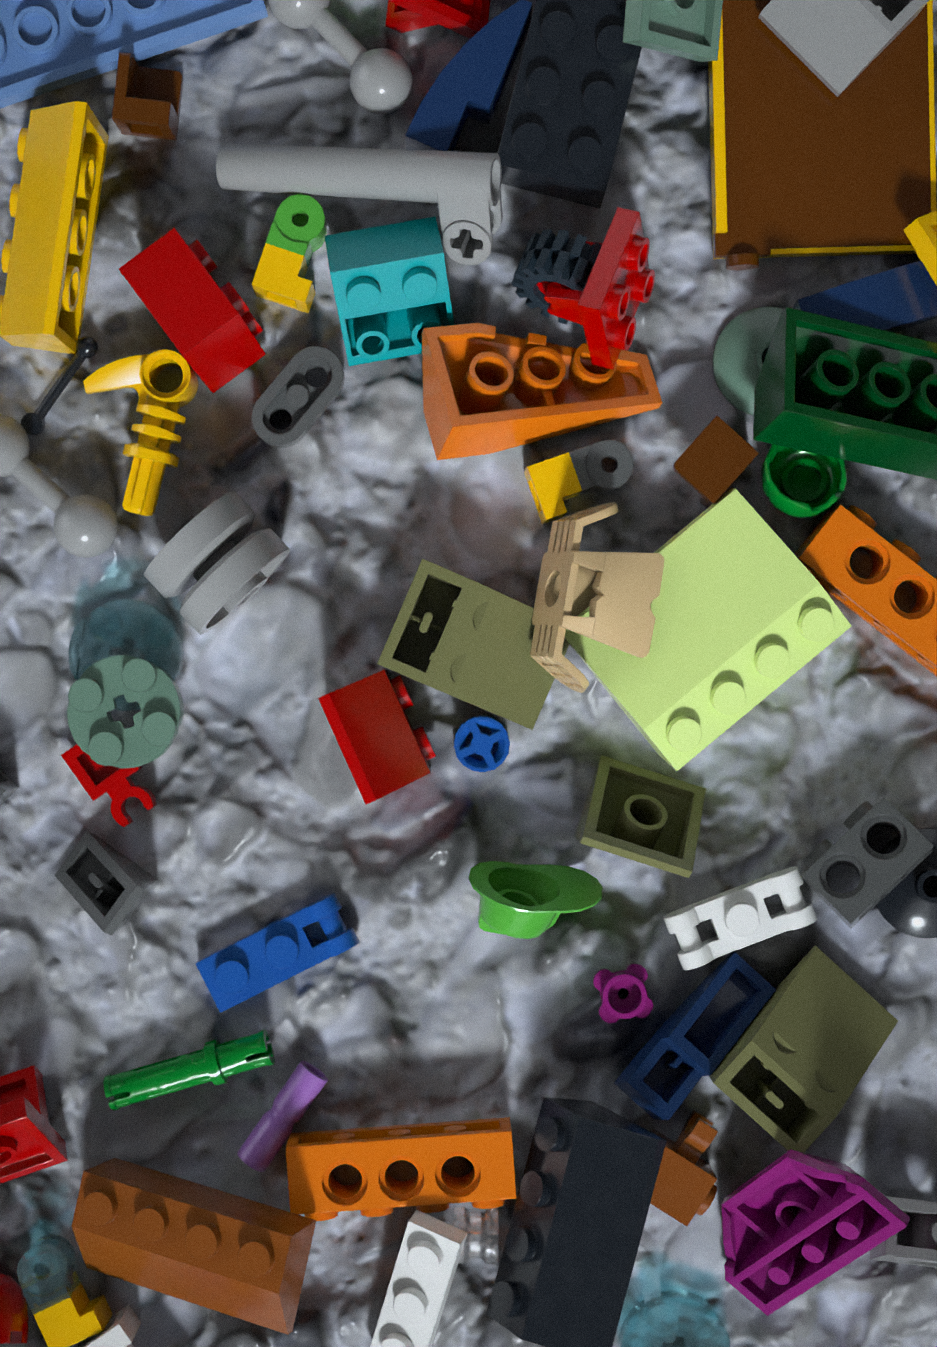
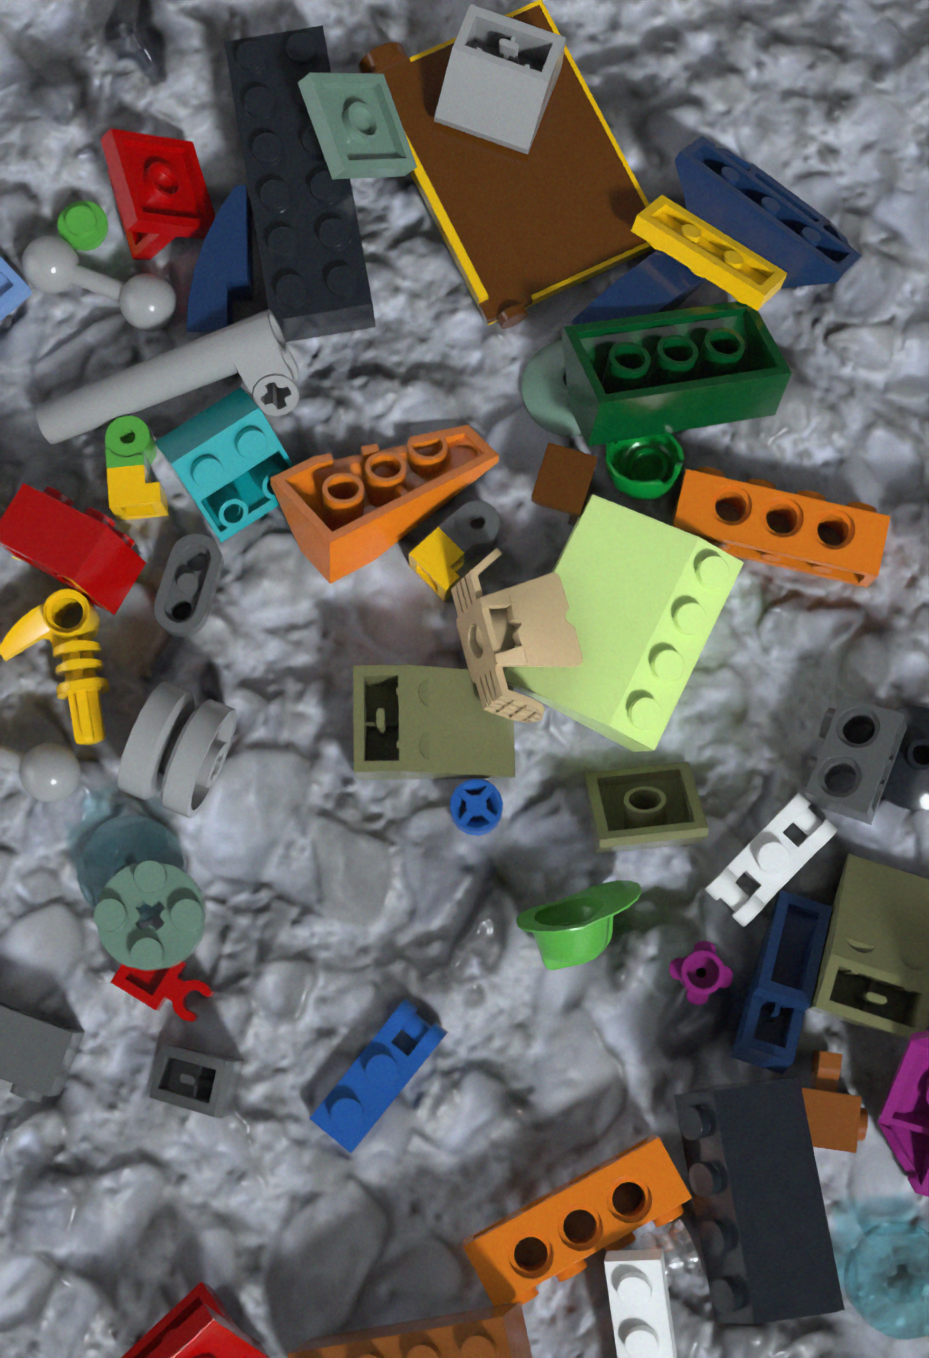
camera: 25 degrees left, 10 degrees down
(209, 1064) = (342, 1222): green pin -> none
(278, 1122) = (447, 1232): medium lavender piece -> none
(377, 734) = (381, 836): red slope -> none
(590, 282) = (392, 381): red plate -> none

